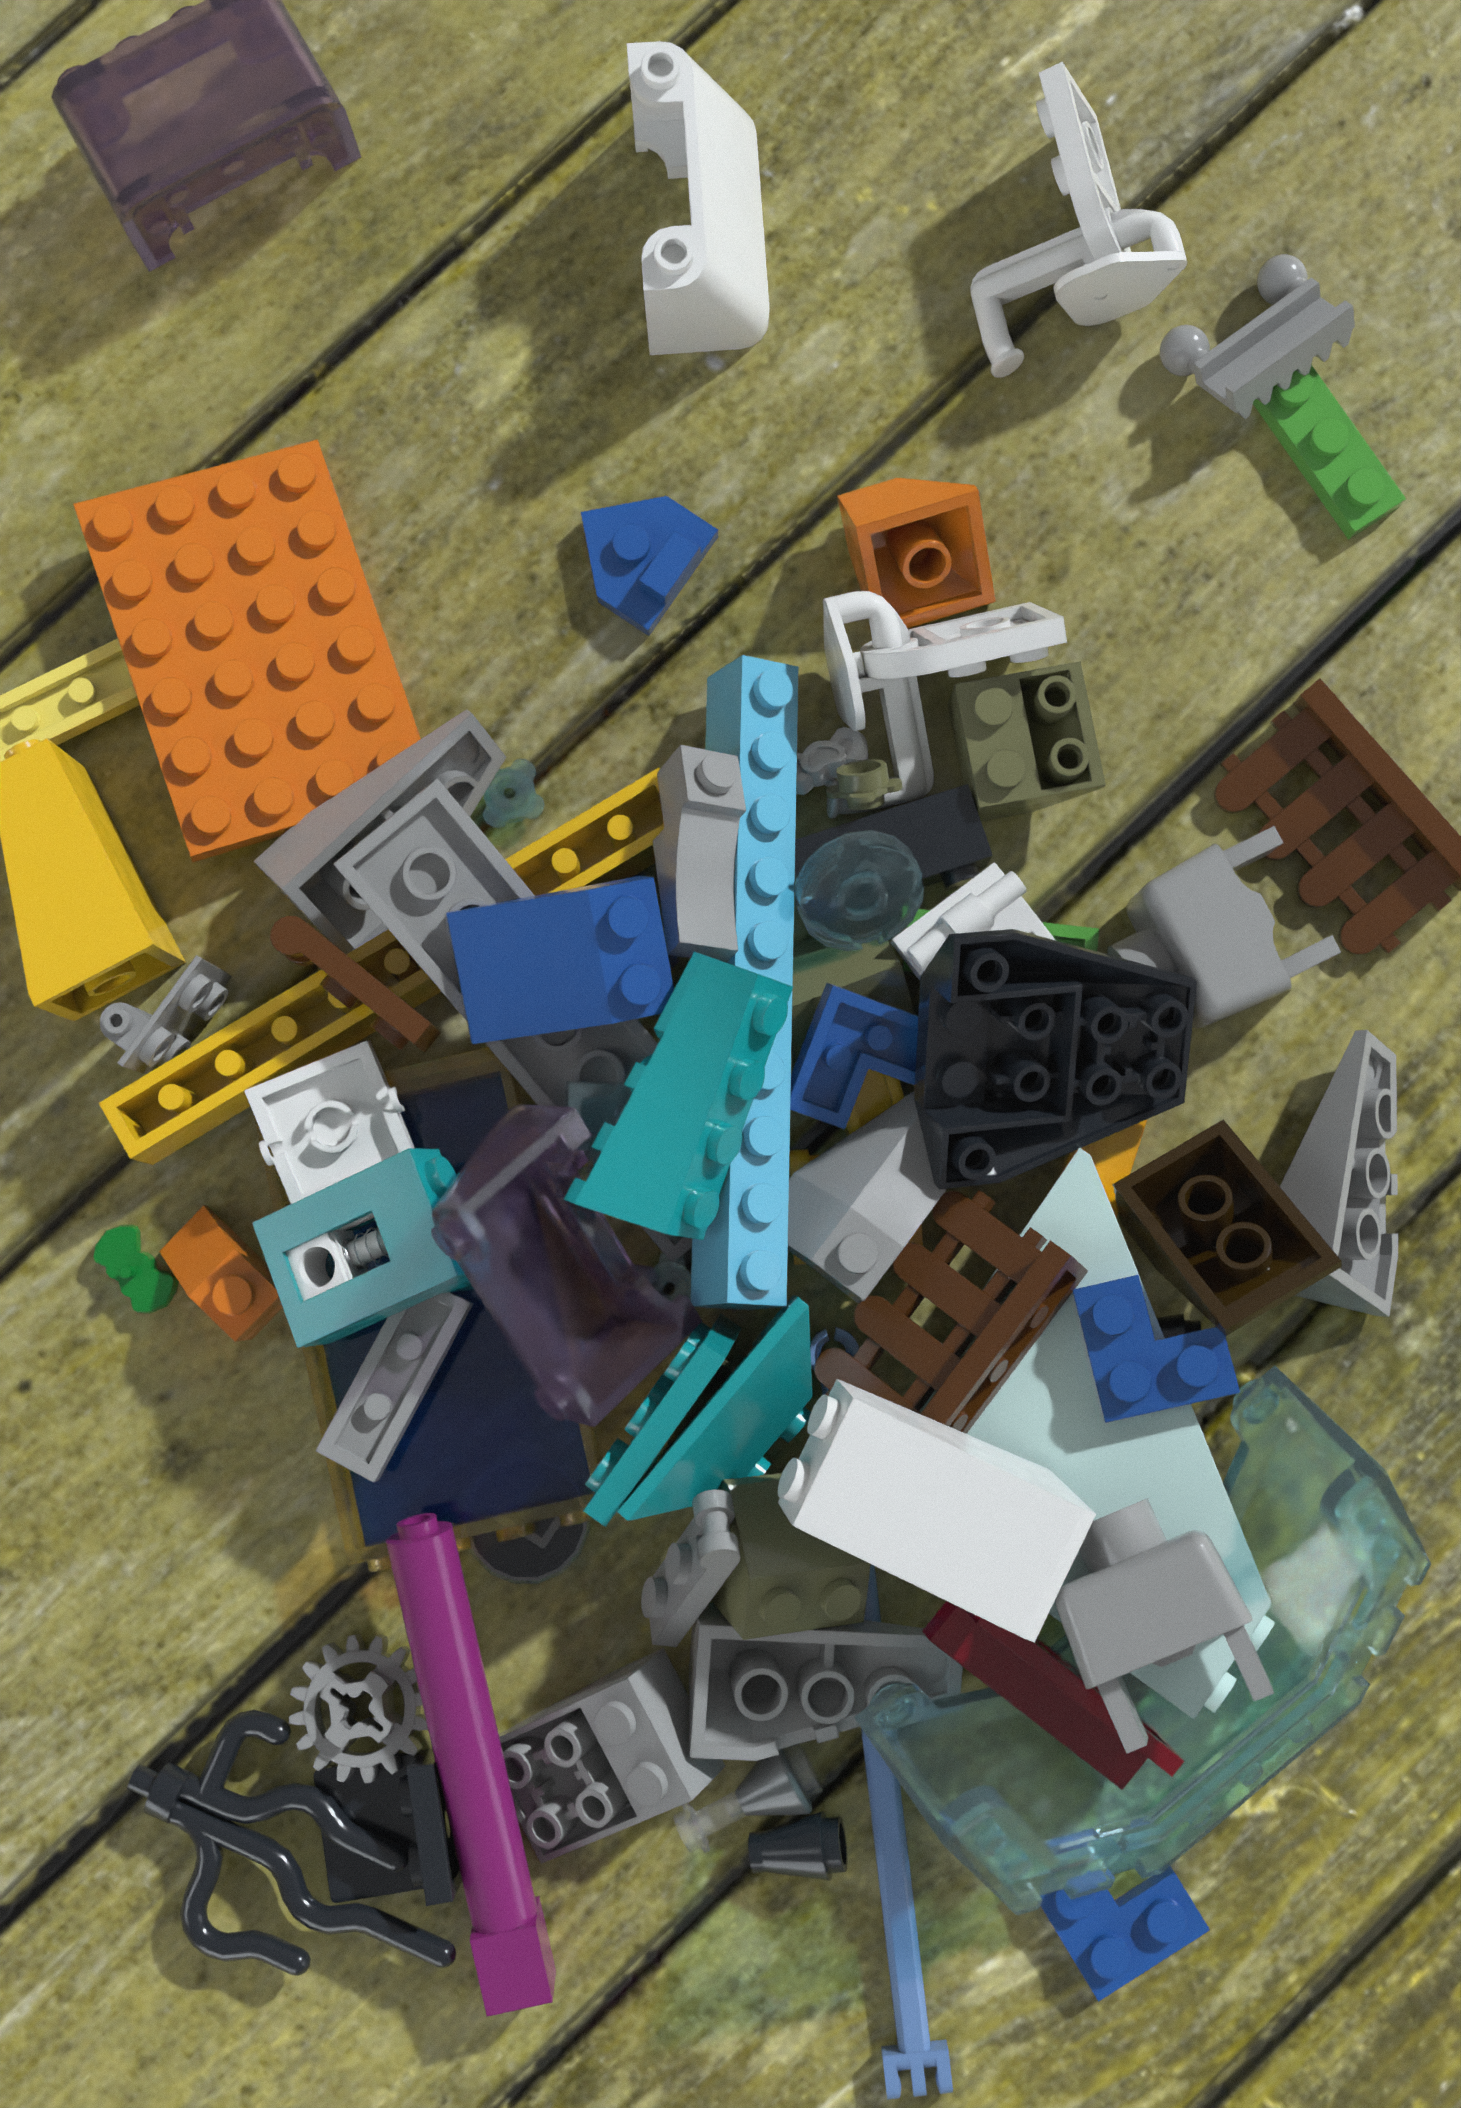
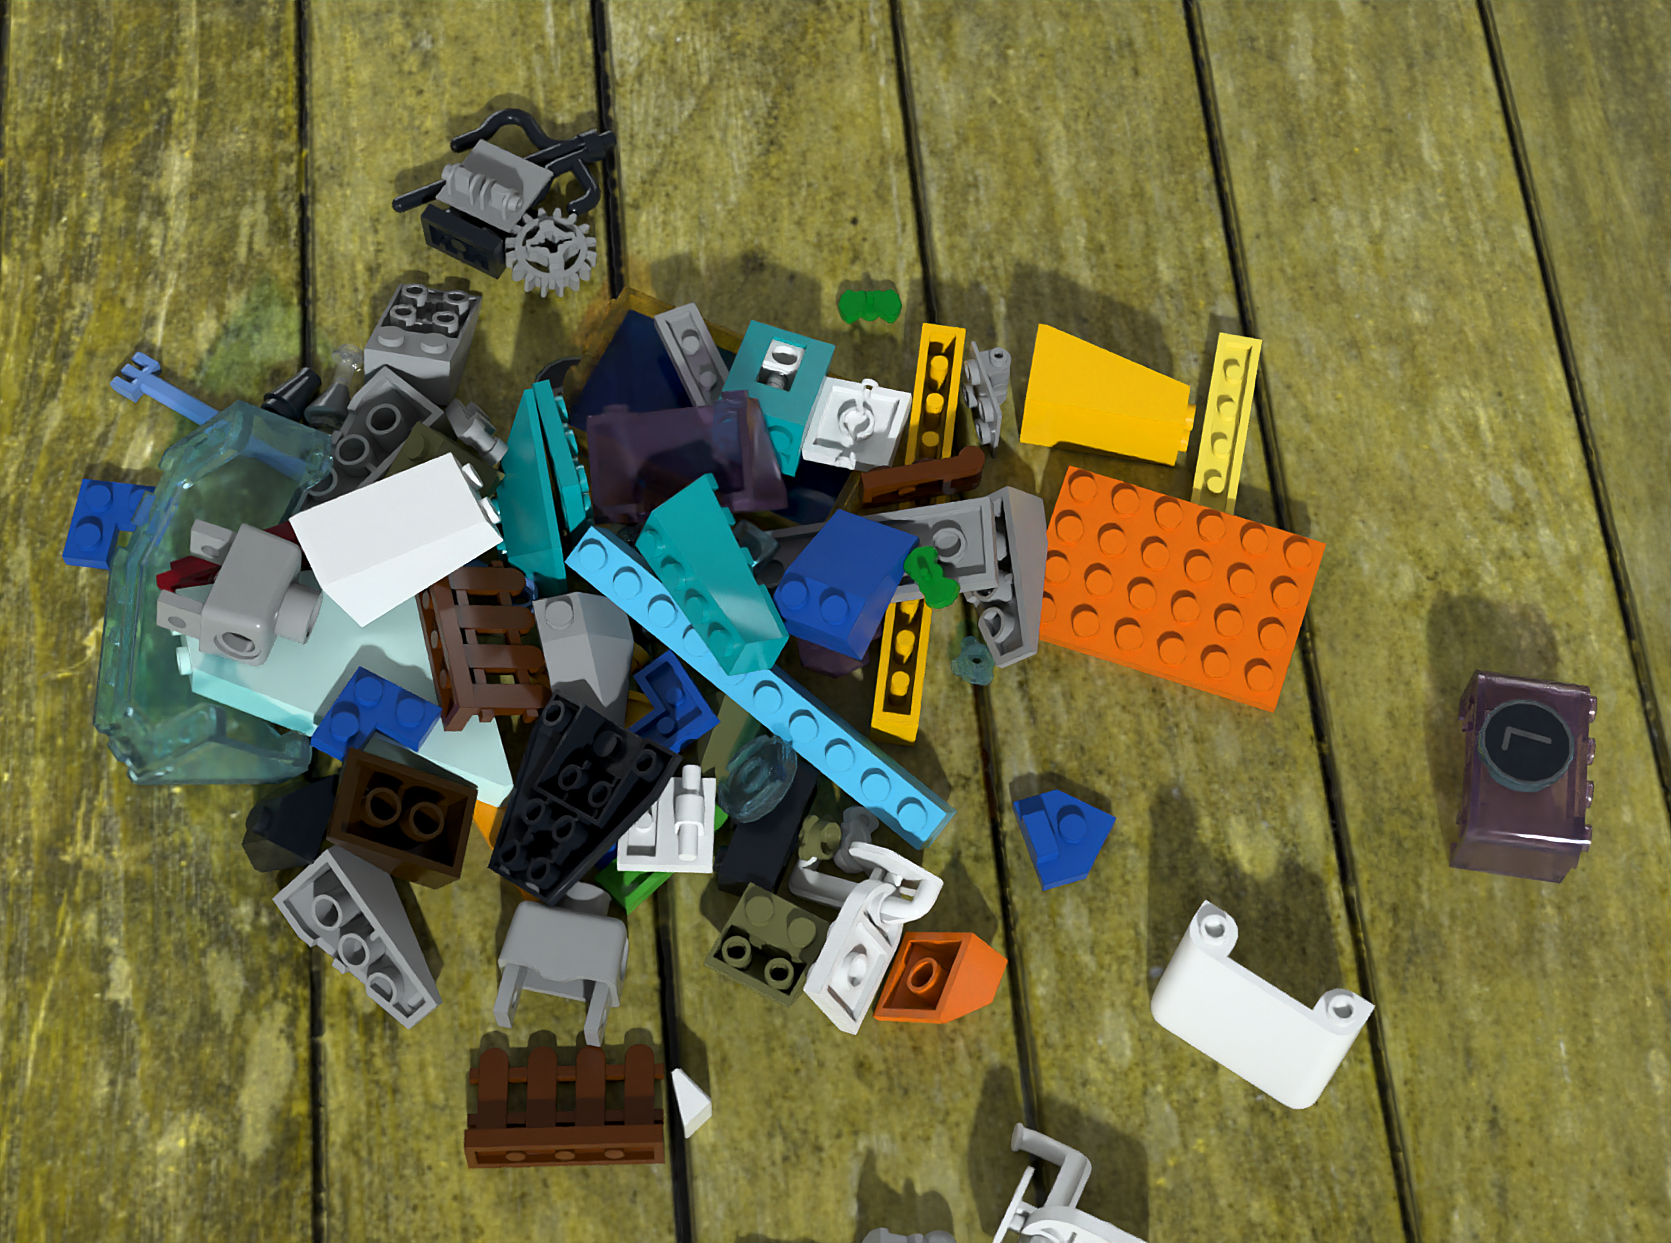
camera: 125 degrees right, 20 degrees down
(188, 93) = (1525, 745): none -> black tile
(222, 1275) = (830, 325): orange slope -> none
(330, 1853) = (493, 185): none -> light grey hinge
(488, 857) = (931, 578): none -> green piece
(506, 1917) = (380, 241): magenta brick -> none
(698, 850) = (847, 699): light grey slope -> none
(1241, 696) = (692, 1102): none -> white slope
(1322, 1345) = (289, 824): none -> black slope

